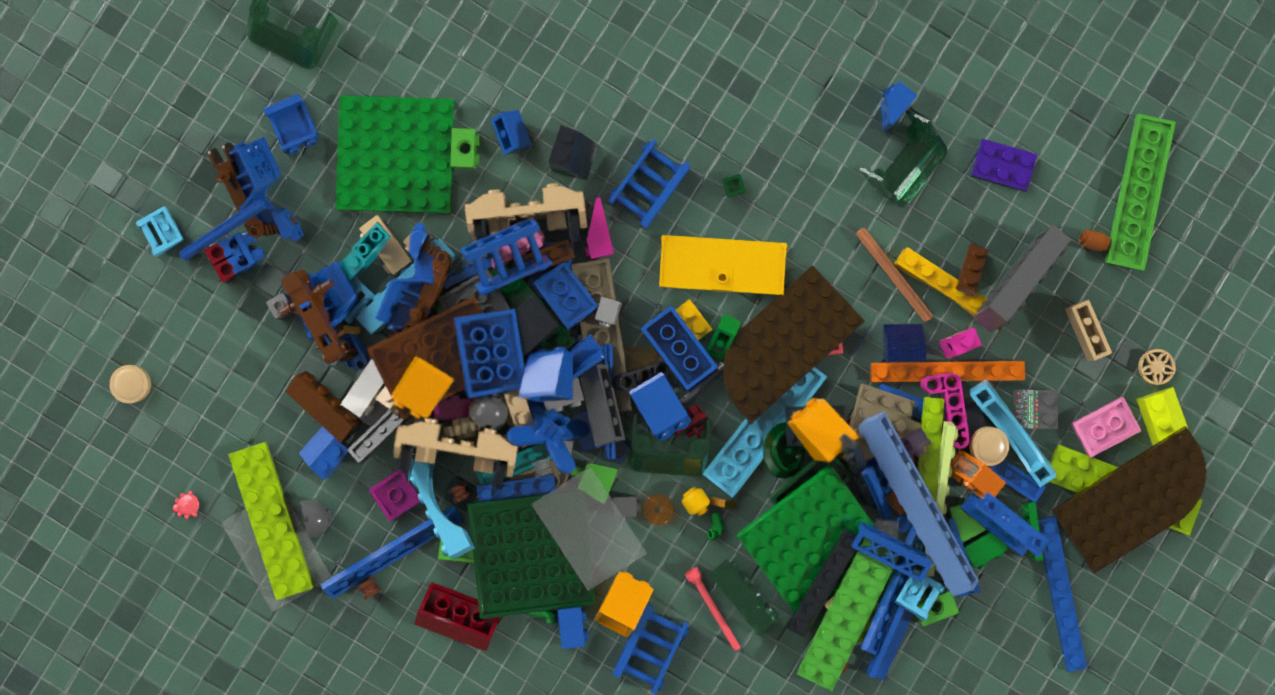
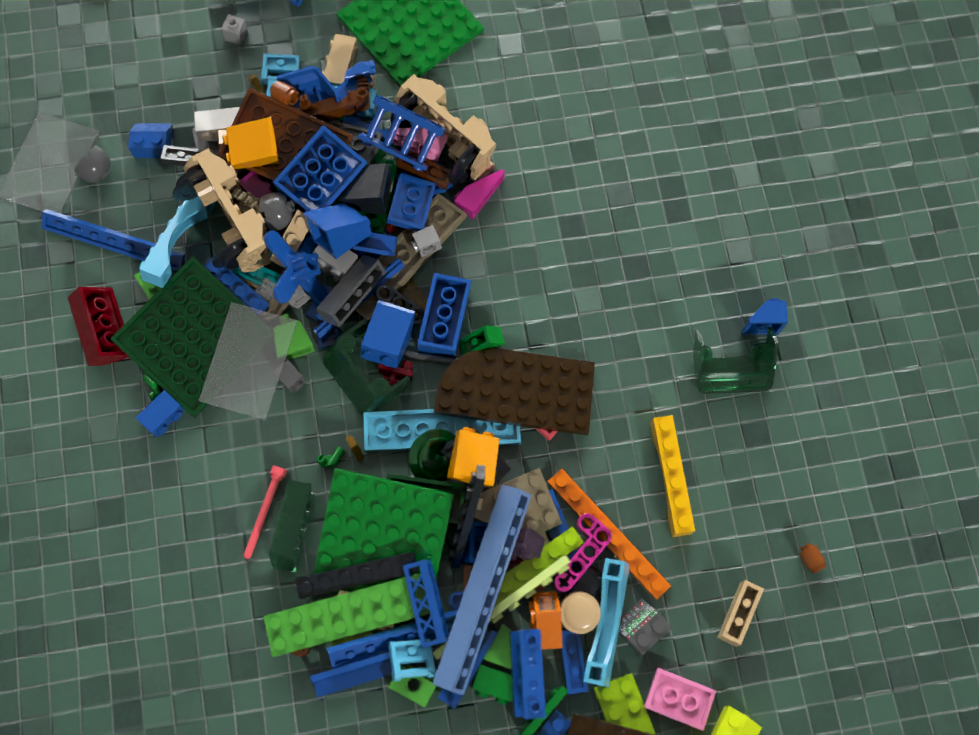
camera: 45 degrees right, 15 degrees down
(186, 505) = (33, 80): coral piece -> none
(271, 520) = (67, 143): lime plate -> none
(322, 304) = (255, 44): piece -> none
(323, 406) = (183, 104): reddish brown brick -> none
(365, 251) = (318, 50): teal slope -> none
(369, 588) = (70, 245): copper wheel -> none
(394, 324) = (284, 93): none -> dark orange brick
(395, 495) = (157, 209): magenta plate -> none
(459, 493) = (198, 251): copper wheel -> none
(460, 138) = (458, 51): bright green brick -> none
(511, 132) = (495, 78): blue brick -> none
(573, 153) = (518, 127): black slope -> none
(624, 604) = (210, 437): light orange slope -> none
(632, 649) = (178, 473): blue fence -> none
(649, 509) = (302, 398): clear orange piece -> none
(657, 201) = (538, 215): blue fence -> none
(693, 319) = (475, 311): yellow plate -> none
(695, 501) = (337, 425): yellow head -> none
(722, 265) = (535, 299): yellow door -> none
(733, 185) = (599, 258): dark green plate -> none
(877, 493) = (463, 548): blue axle -> none
(887, 526) = (445, 589): clear panel -> none
(893, 273) = (643, 429): nougat axle -> none
(903, 343) = (598, 480): clear blue slope -> none
(960, 342) = (640, 521): dark pink torso -> none
(971, 269) = (701, 479): reddish brown plate -> none
(1004, 165) = (801, 440): dark purple plate -> none
(1022, 279) = (730, 519): dark grey brick -> none
(1140, 192) = (881, 562): bright green plate -> none
(1156, 367) = (764, 699): tan wheel -> none

